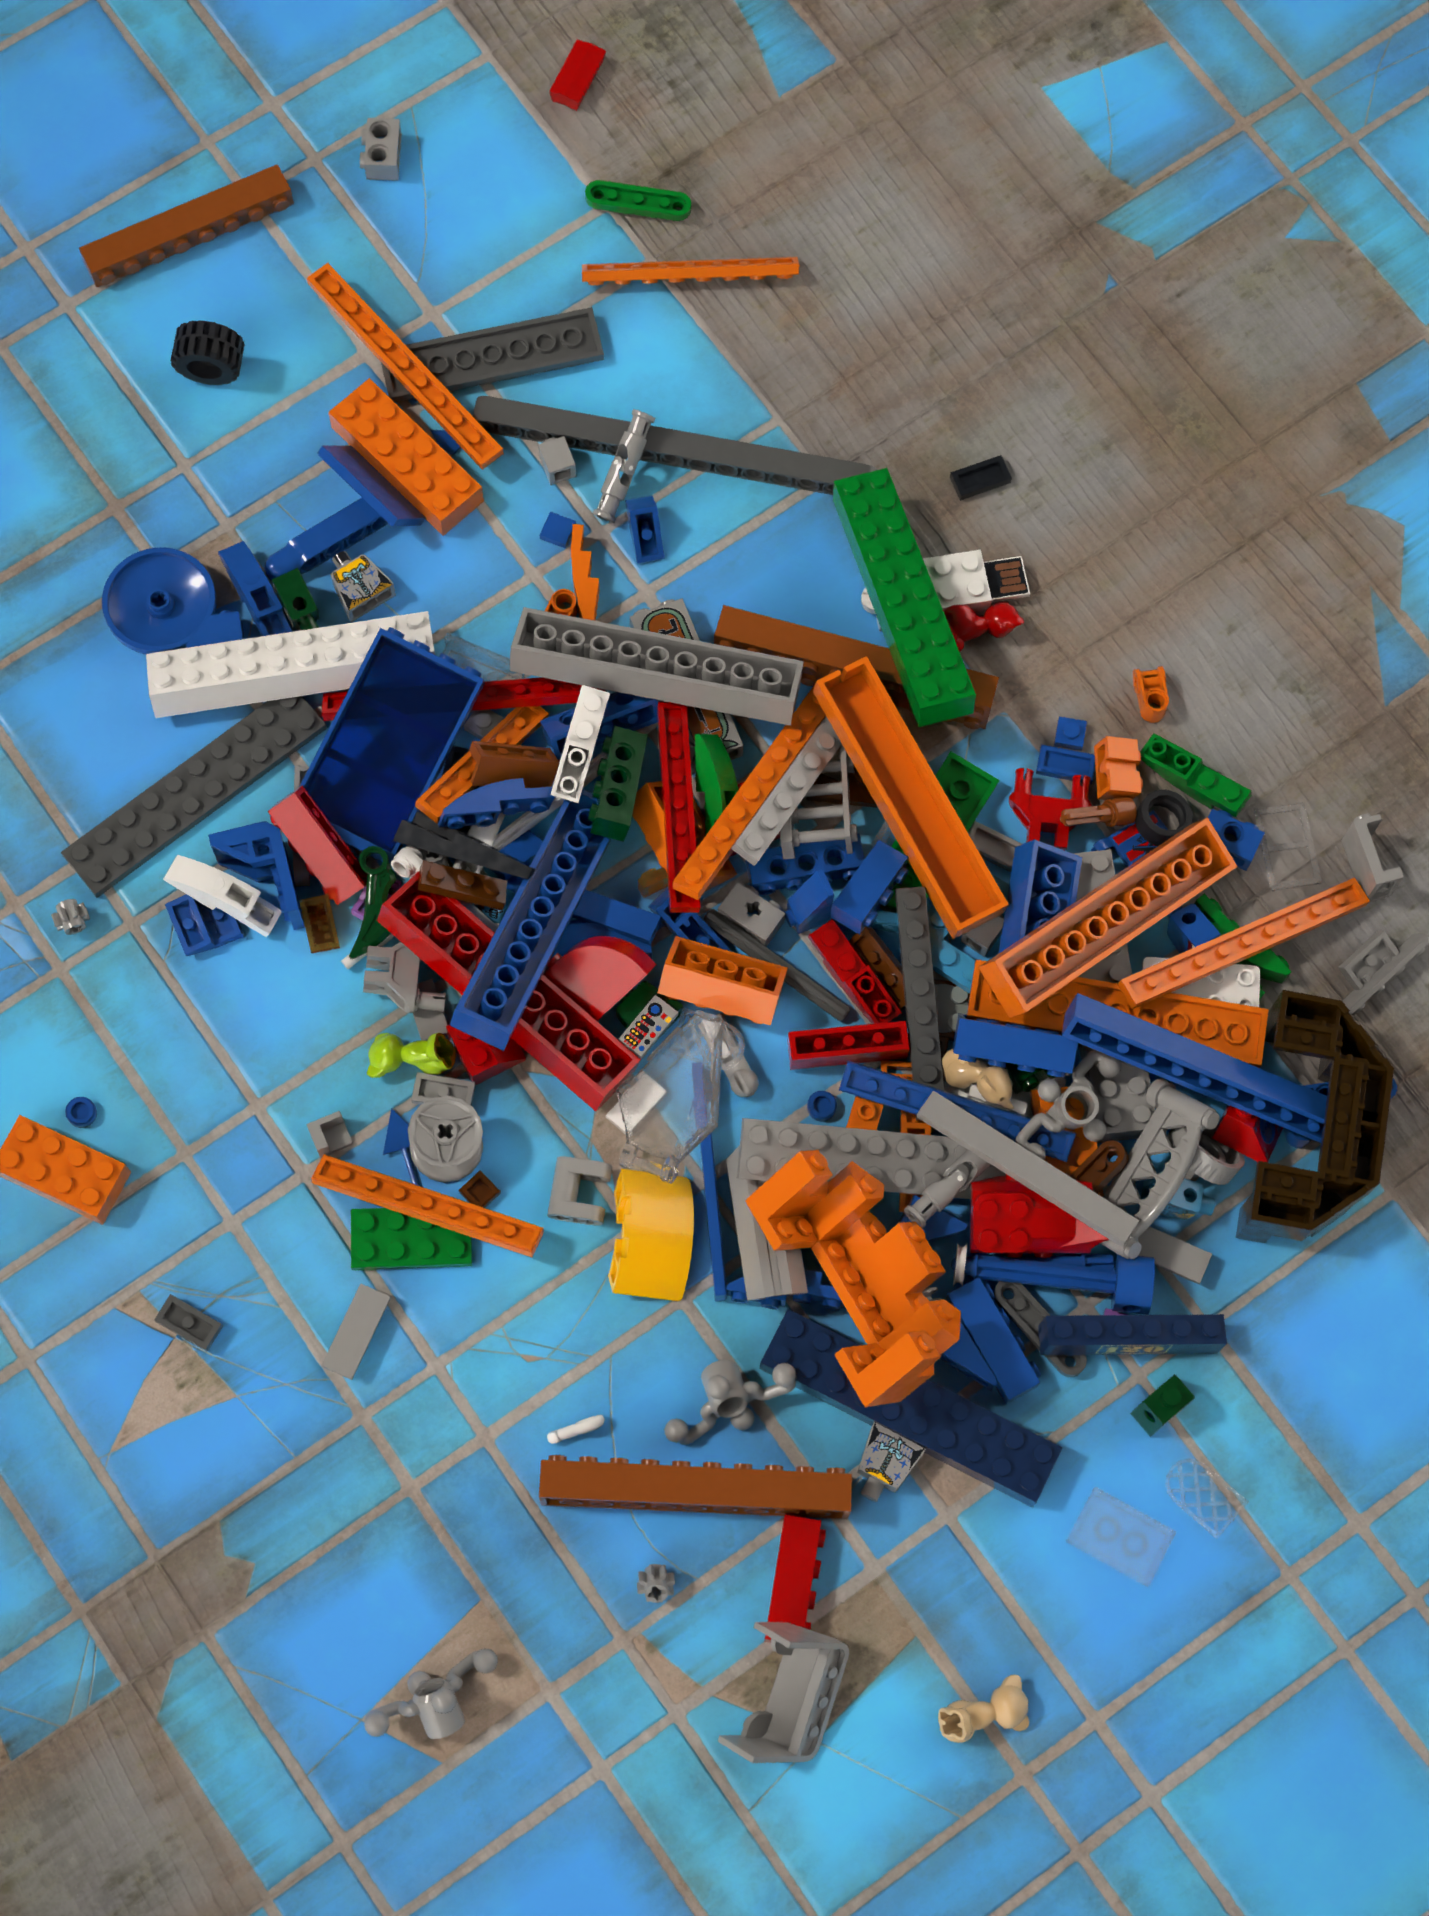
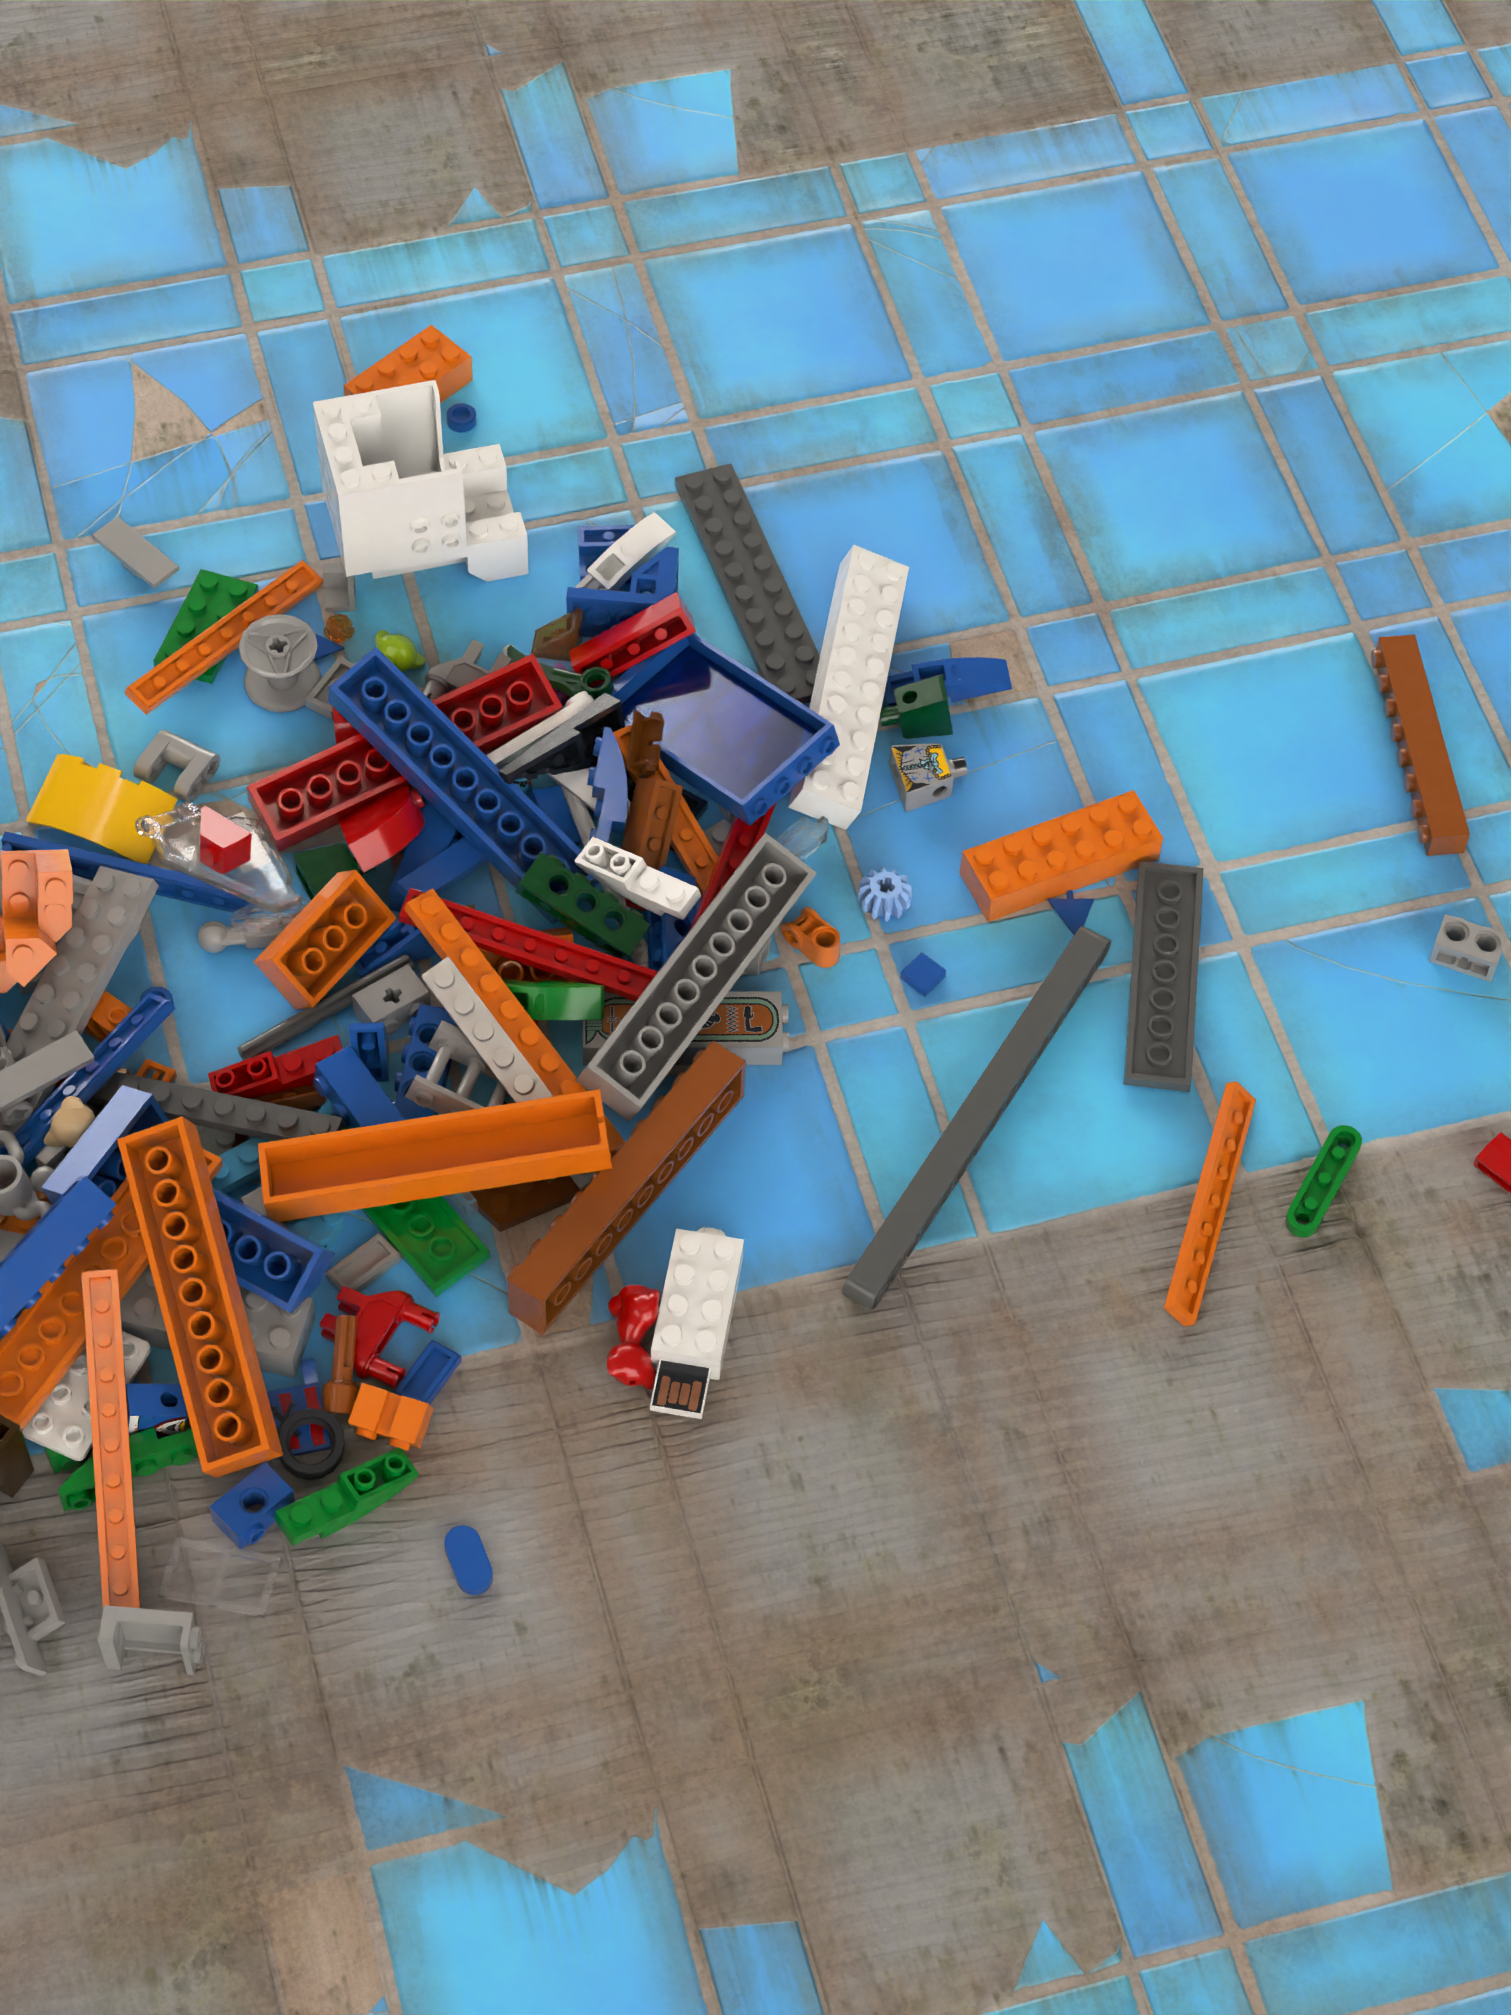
camera: 110 degrees right, 15 degrees down
(70, 916) = (658, 451): light grey gear -> none
(158, 600) = (968, 599): blue dish -> none
(188, 1323) = (215, 438): dark grey plate -> none
(207, 352) = (1243, 705): black tyre -> none
(219, 628) = (912, 641): blue slope -> none
(240, 1074) = (404, 501): none -> white piece
(325, 539) = (990, 763): blue piece -> none
(371, 485) = (1031, 801): blue tile -> none
(371, 1111) = (338, 622): none -> clear orange plate
(405, 366) = (1169, 878): orange plate -> none
(433, 783) = (642, 754): none -> reddish brown hinge
(462, 885) = (536, 724): reddish brown plate -> none
(479, 1190) = (222, 691): reddish brown tile -> none
(484, 579) = (884, 894): none -> light blue gear
(557, 460) = (1007, 993): light grey brick -> none
(585, 587) = (836, 969): orange slope -> none
(629, 448) = (982, 1050): light grey piece -> none
(645, 529) = (890, 1049): blue slope -> none
(648, 1026) = (307, 858): tile -> none
(663, 1103) = (223, 842): none -> red slope
(846, 1044) = (204, 1029): red brick -> none
(903, 598) = (679, 1232): green brick -> none
(980, 477) = (827, 1420): black tile -> none
(1070, 733) = (462, 1394): blue plate -> none
(1151, 688) = (474, 1494): orange piece -> none
(1199, 679) = (468, 1560): none -> blue tile

